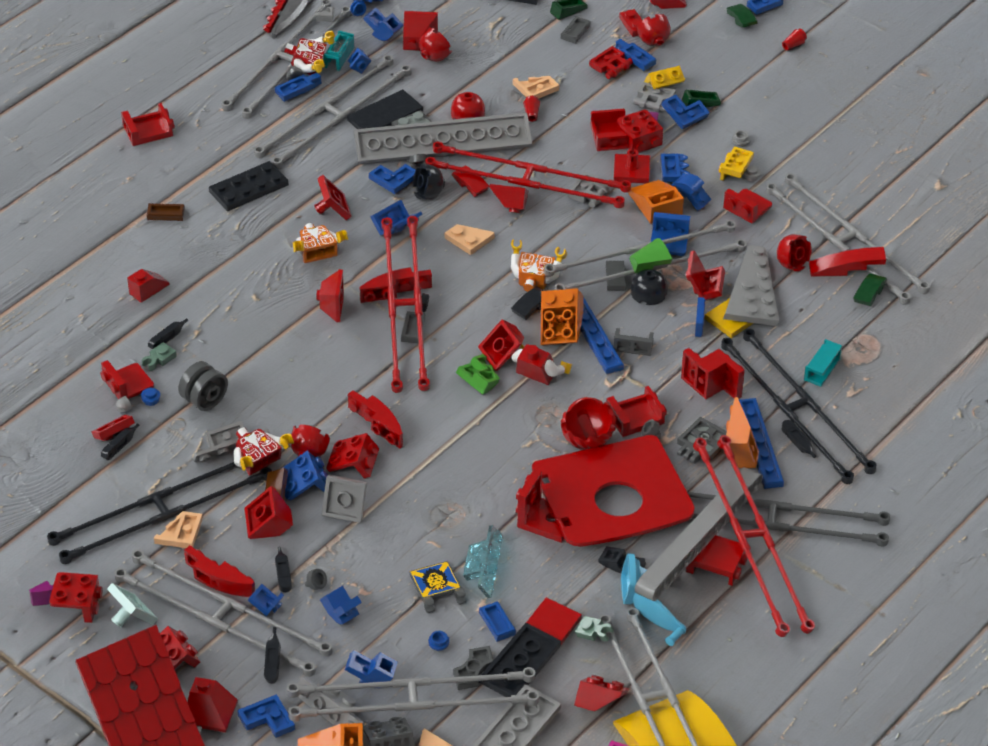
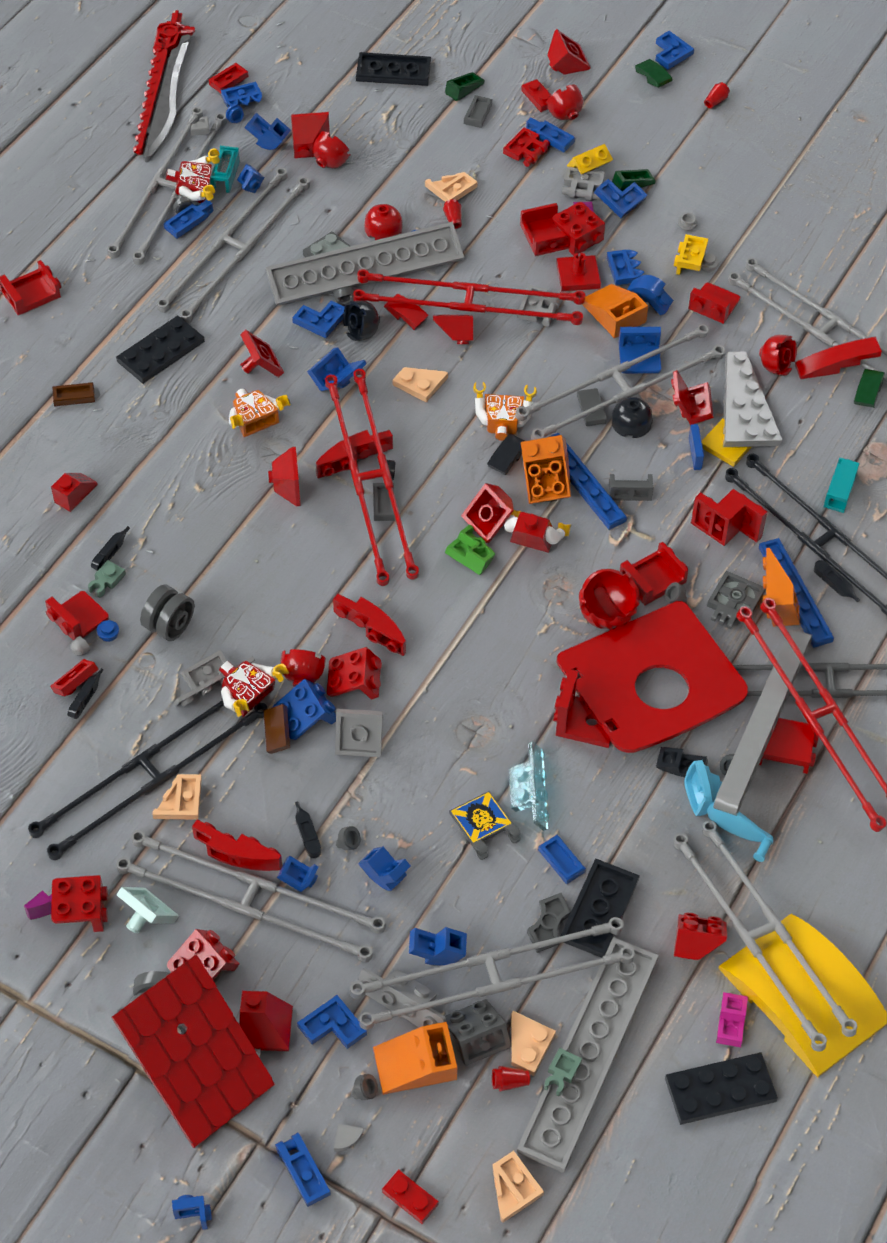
camera: 10 degrees left, 10 degrees up
(268, 515) = (275, 765): red slope -> none
(272, 658) = (321, 948): black piece -> none
(385, 111) = (292, 237): black tile -> none
(438, 640) = (503, 895): blue plate -> none
(554, 619) = (624, 848): red tile -> none
(591, 628) = (671, 853): sand green plate -> none
(650, 255) = (628, 380): bright green slope -> none

